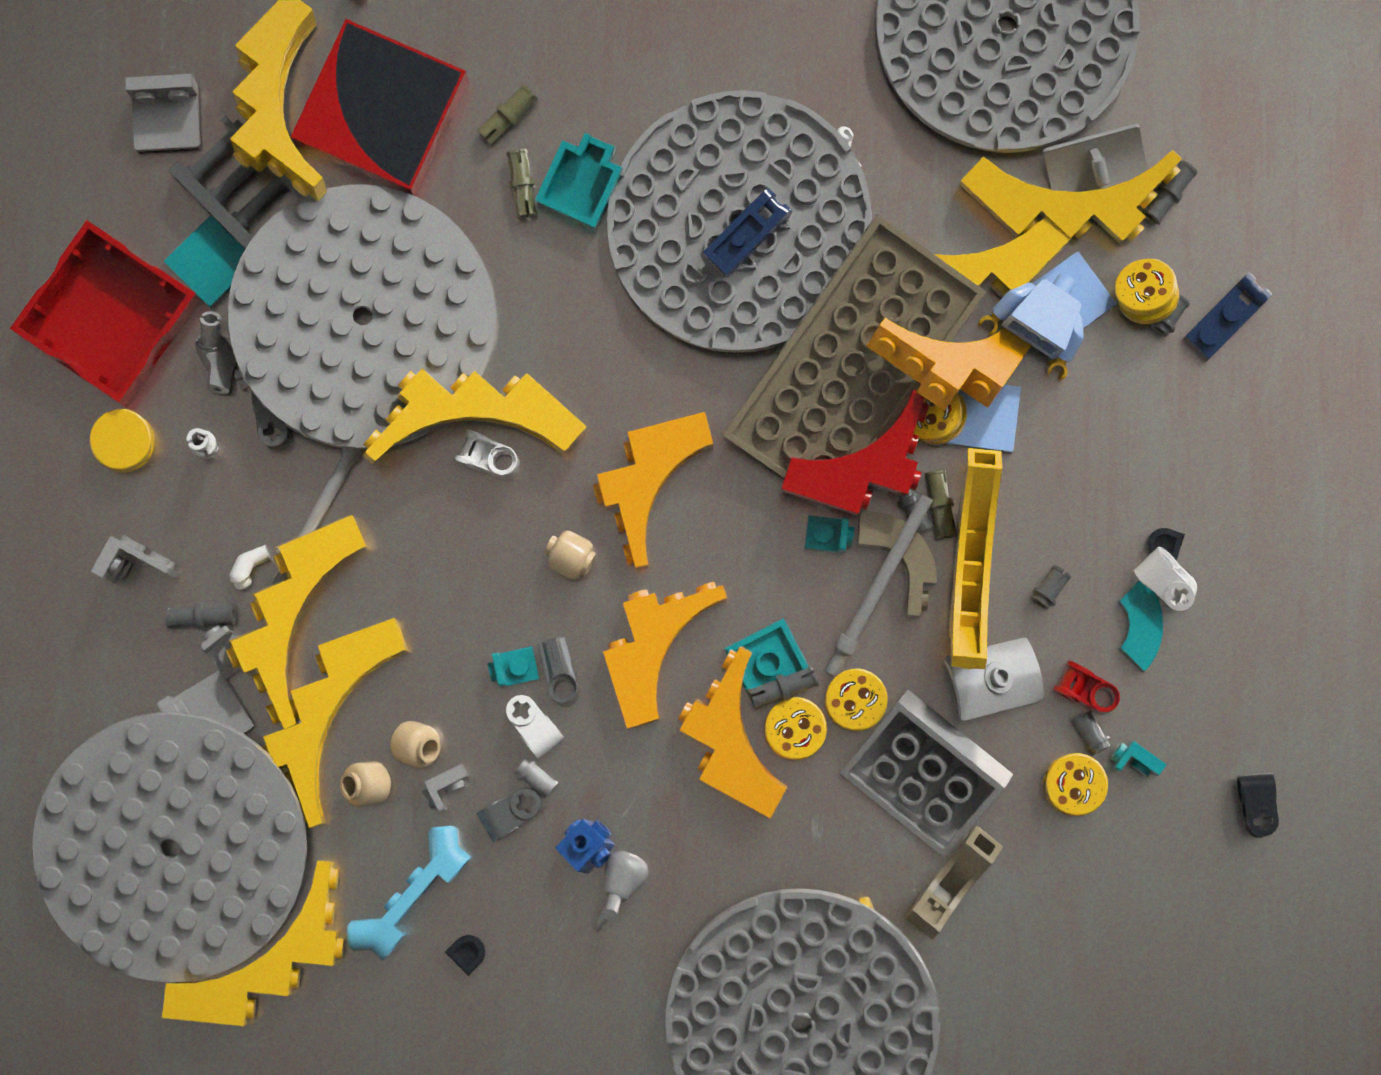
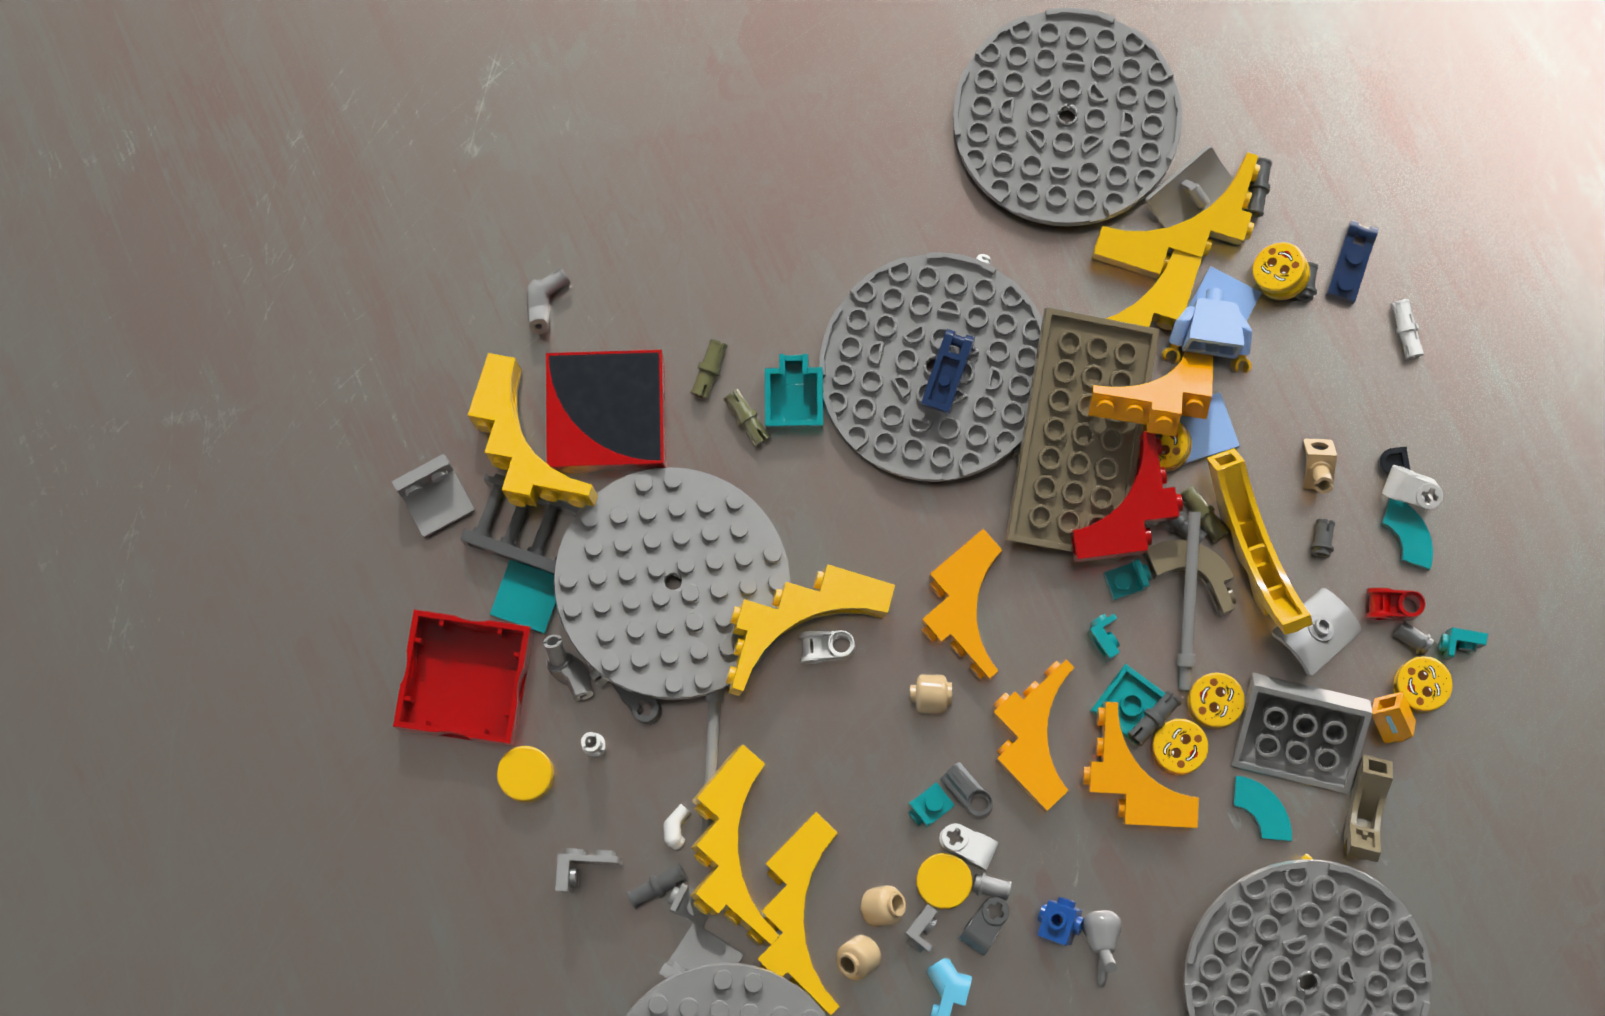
camera: 20 degrees left, 5 degrees down
(490, 749) = (944, 881): none -> yellow head
(773, 587) = (1105, 642): none -> teal bracket
(851, 831) = (1264, 807): none -> teal tile
(1026, 803) = (1393, 717): none -> light orange brick
(1084, 511) = (1319, 465): none -> tan bracket
(1248, 413) = (1407, 329): none -> white pin
(1256, 796) = (1572, 627): black piece -> none

